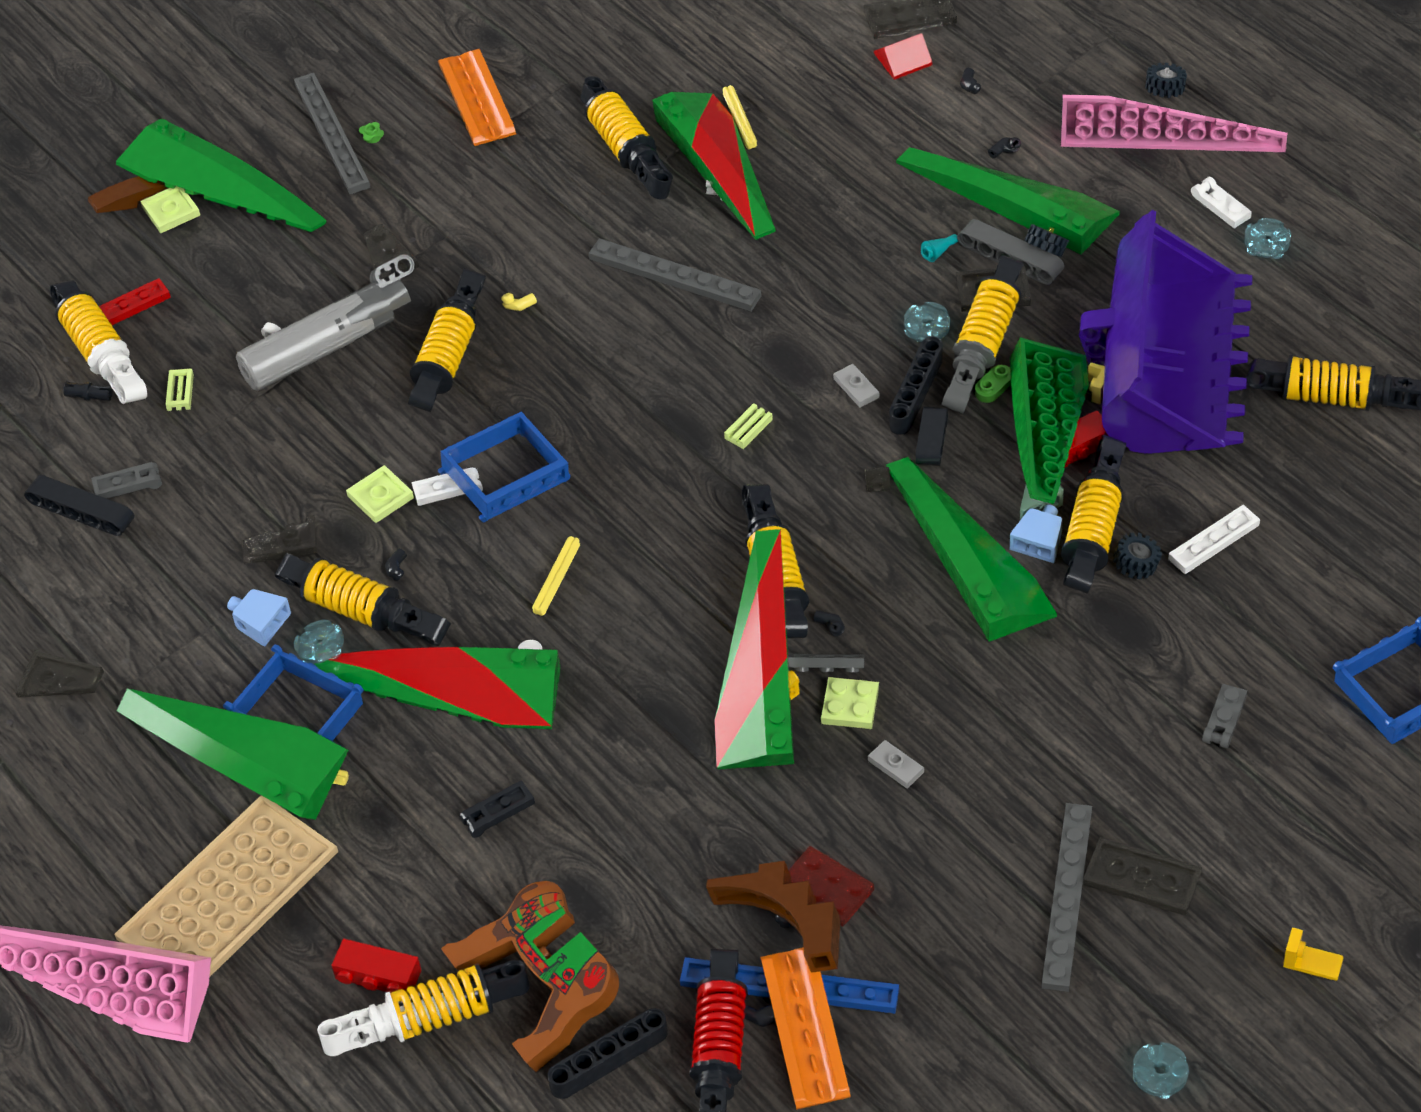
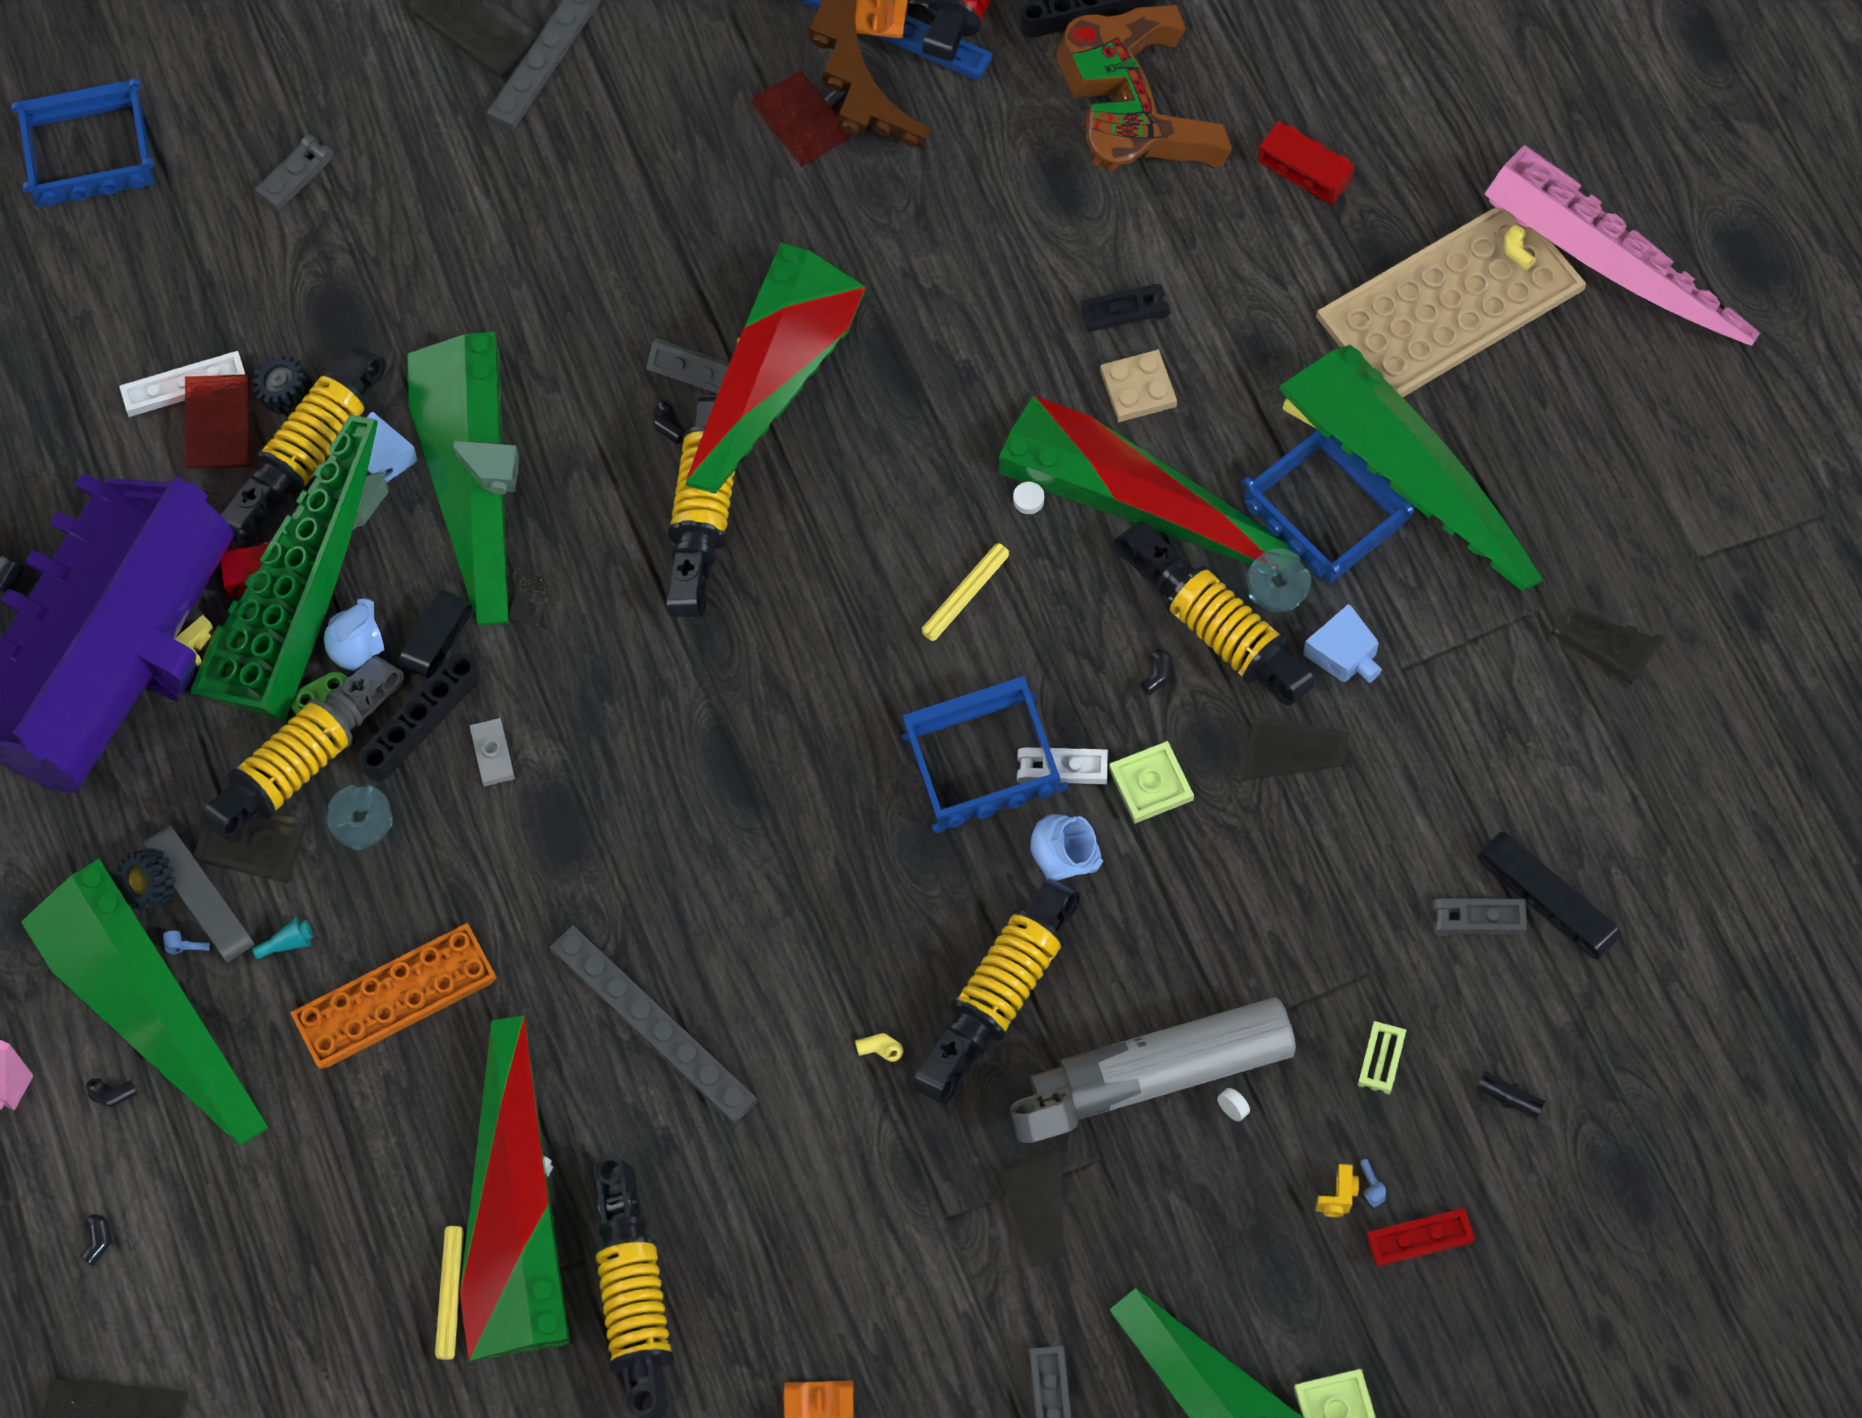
camera: 165 degrees left, 15 degrees up
(97, 340) = (1487, 1165): piece -> none
(169, 317) = (1376, 1193): none -> medium blue hand
(178, 936) = (1514, 247): none -> light yellow arm
(191, 302) = (1346, 1187): none -> yellow bracket
(426, 430) = (1065, 847): none -> light blue helmet
(427, 1005) = (1264, 91): piece -> none
(469, 757) = (1138, 386): none -> tan plate
(744, 424) = (644, 727): yellowish green tile -> none
(850, 703) = (687, 317): yellowish green plate -> none
(852, 241) = (393, 996): none -> orange plate
(896, 764) = (669, 229): light grey plate -> none
(905, 56) = (163, 1333): slope -> none
(943, 524) = (490, 464): none -> sand green slope
(987, 407) = (353, 636): none -> light blue helmet
(1011, 226) = (175, 945): none -> medium blue hand
(1170, 515) = (216, 421): none -> clear red plate

